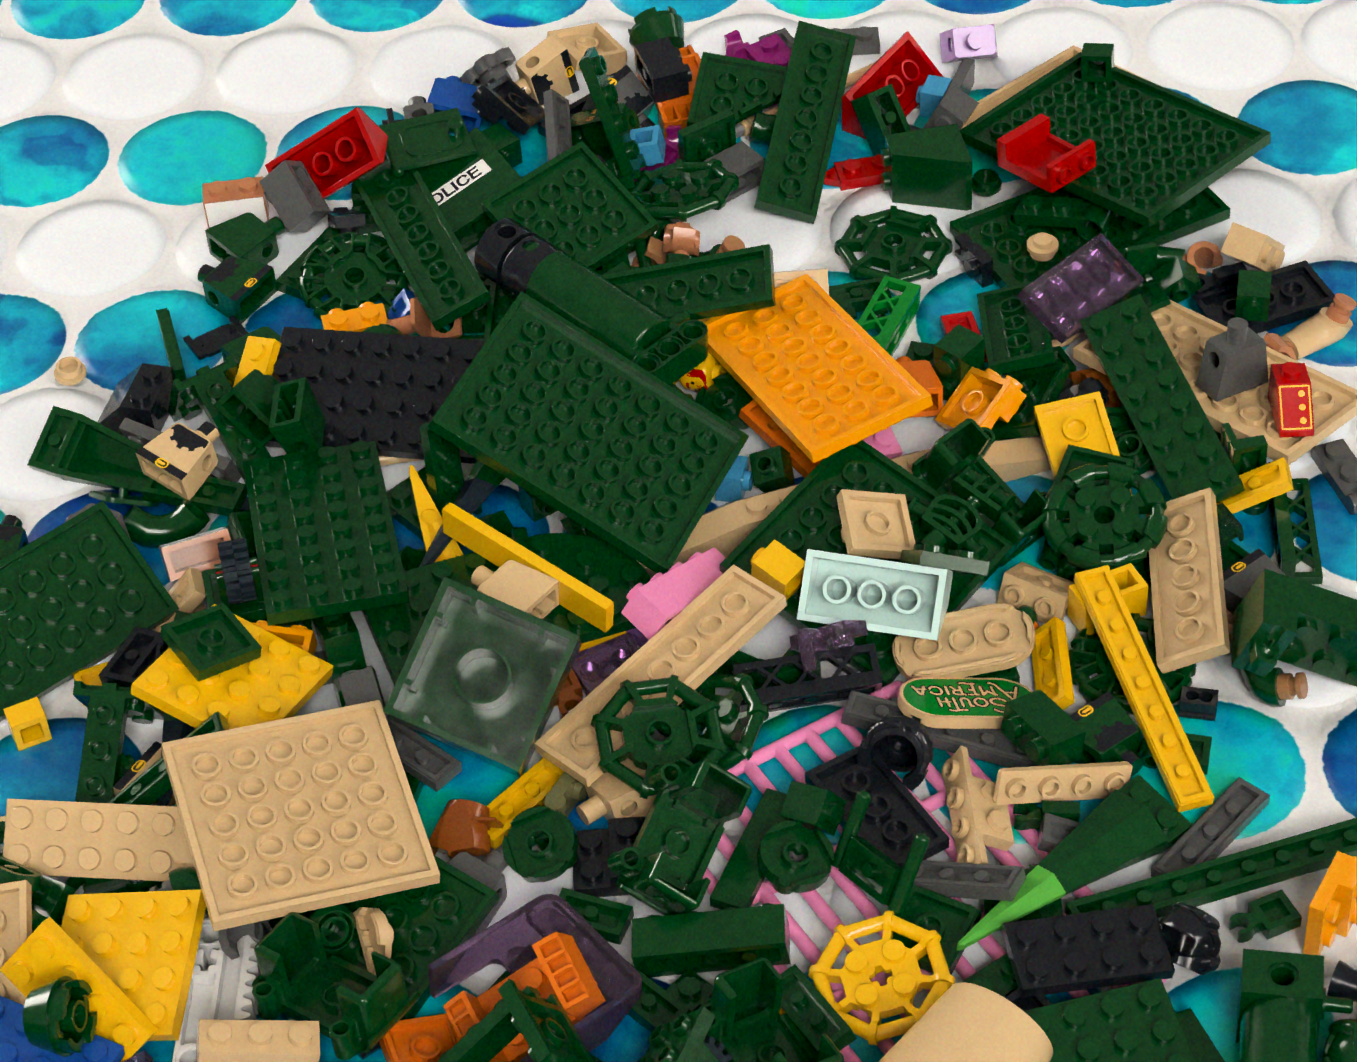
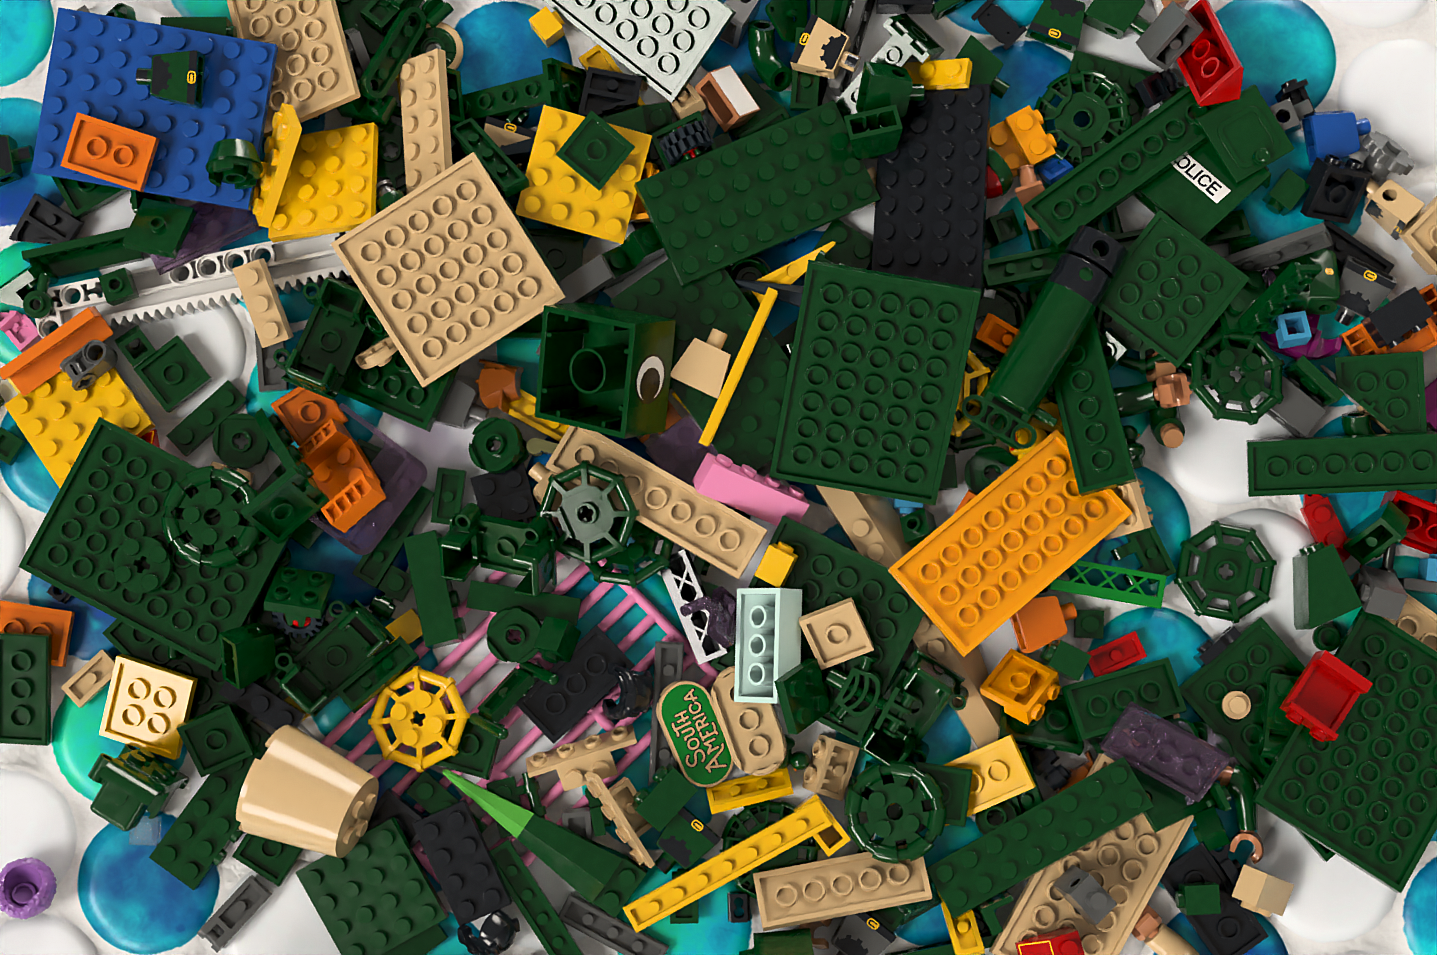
camera: 75 degrees right, 40 degrees up
(971, 880) = (513, 764): dark grey tile -> none

